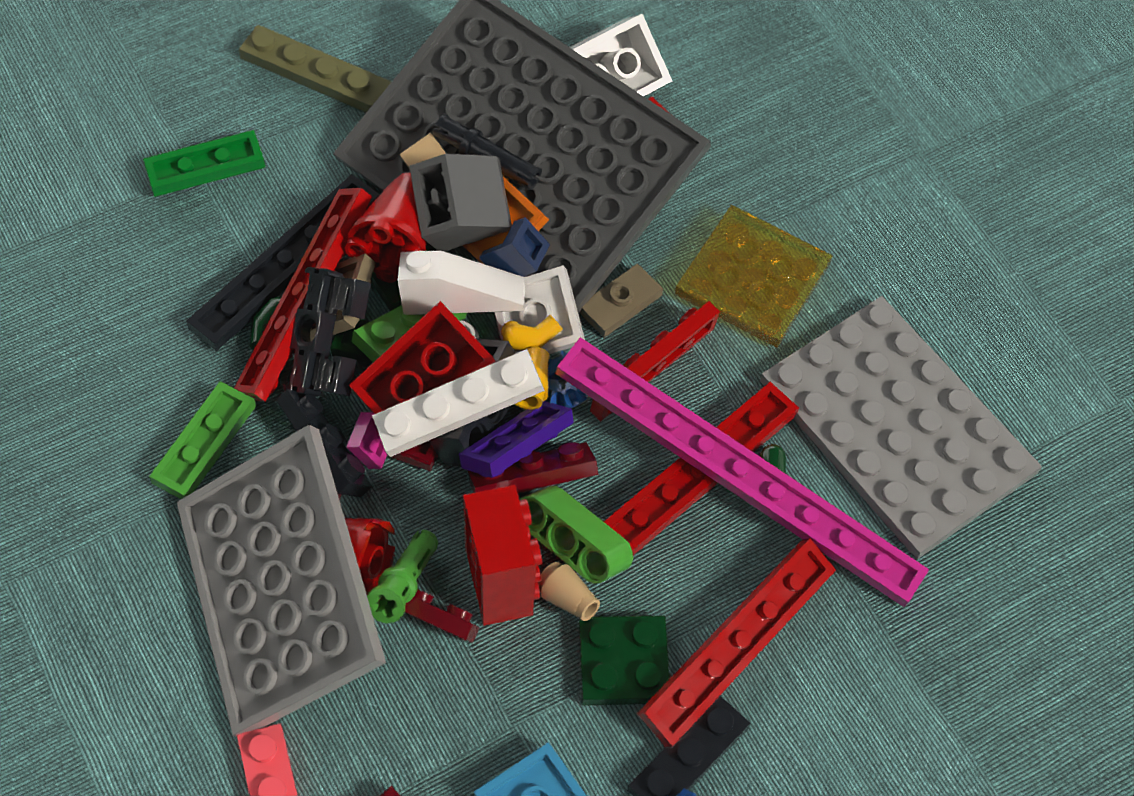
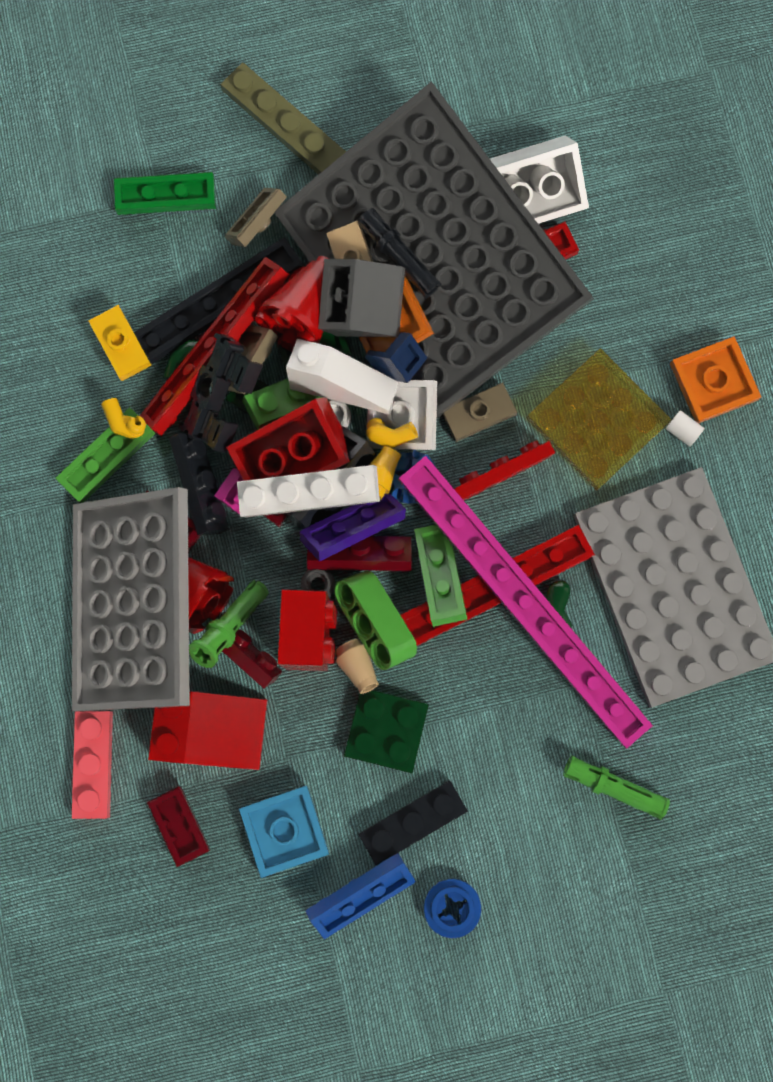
camera: 20 degrees right, 20 degrees up
(192, 315) = (119, 343): none -> yellow plate
(217, 398) = (120, 423): none -> yellow arm
(314, 163) = (255, 217): none -> dark tan plate
(410, 713) = (210, 731): none -> red slope
(634, 467) = (440, 576): none -> bright green plate
(736, 643) = (479, 744): red plate -> none
(849, 263) = (685, 428): none -> white hinge
(864, 210) = (715, 380): none -> orange plate
(904, 649) = (622, 790): none -> bright green pin

